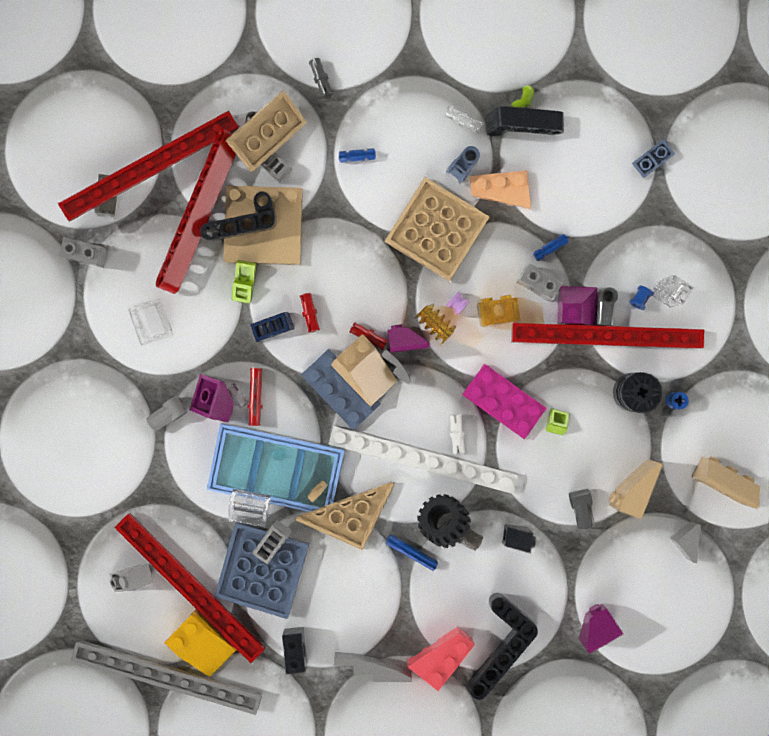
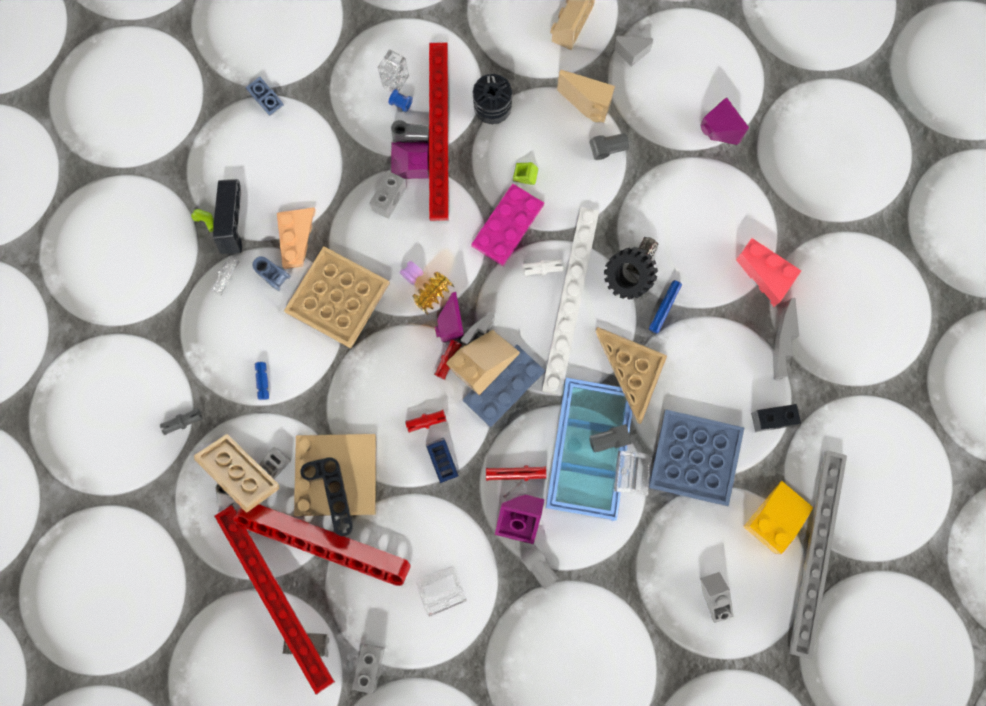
camera: 85 degrees left, 10 degrees down
(189, 587) = (720, 533): red plate -> none
(244, 281) = (395, 491): lime slope -> none
(280, 533) = (652, 437): light grey slope -> none
(282, 494) = (615, 437): none -> dark grey piece
(313, 495) = (610, 402): tan tile -> none
(504, 647) = (752, 212): black beam -> none
(510, 311) = (417, 244): clear yellow brick -> none
(518, 538) = (642, 202): black slope -> none
(550, 247) = (353, 187): blue axle -> none
(677, 395) = (494, 61): blue bush -> none

